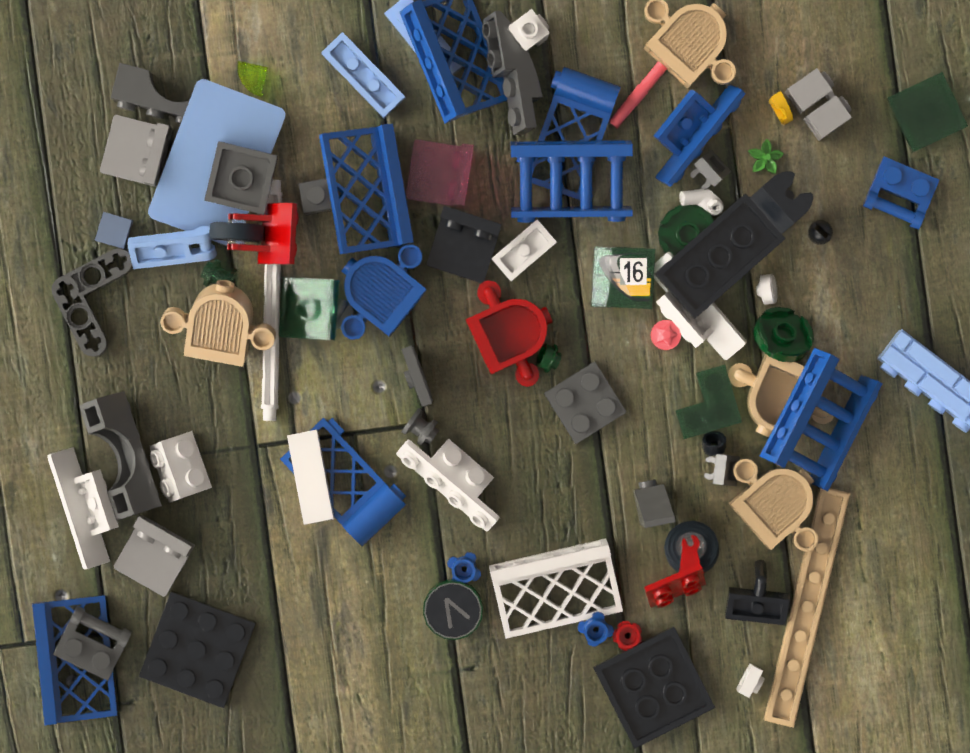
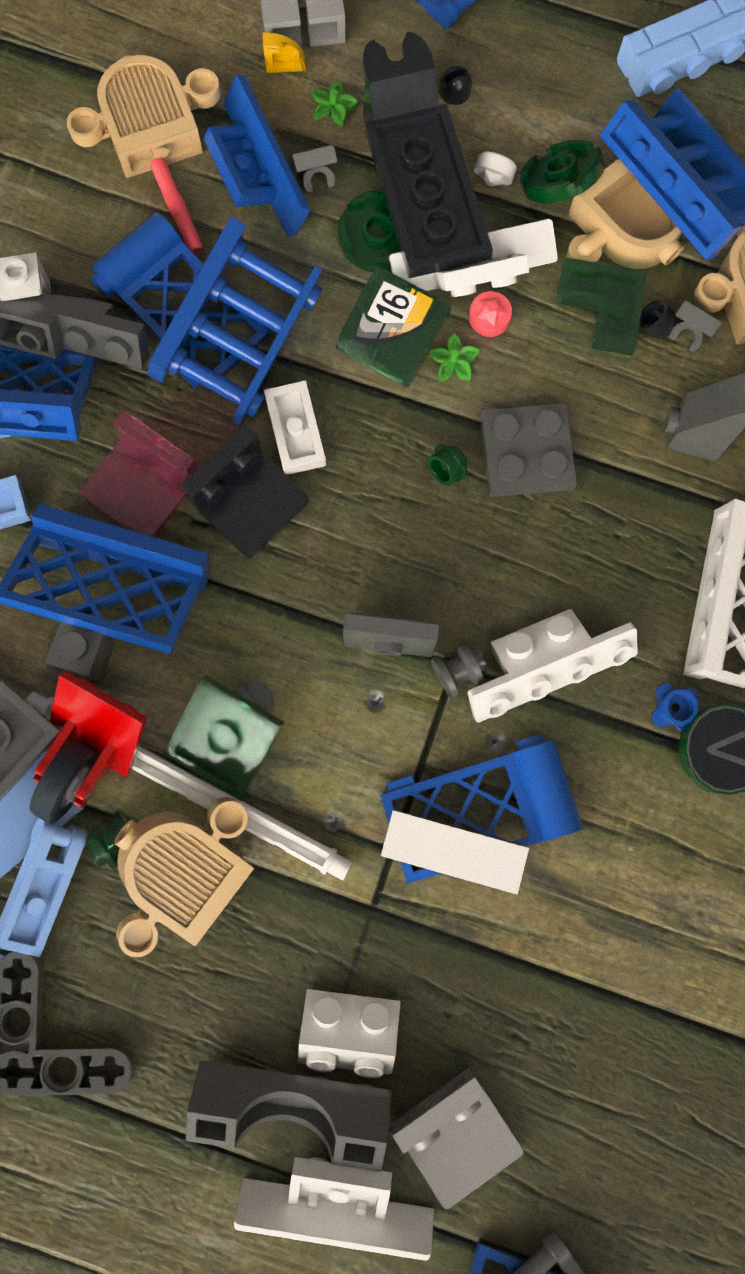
camera: 65 degrees left, 10 degrees down
(197, 649) = (620, 1143): black plate -> none
(381, 291) = (251, 630): blue piece -> none
(509, 332) = (391, 496): red piece -> none
(623, 327) = (455, 359): none -> bright green plant
(704, 199) = (345, 190): white arm -> none

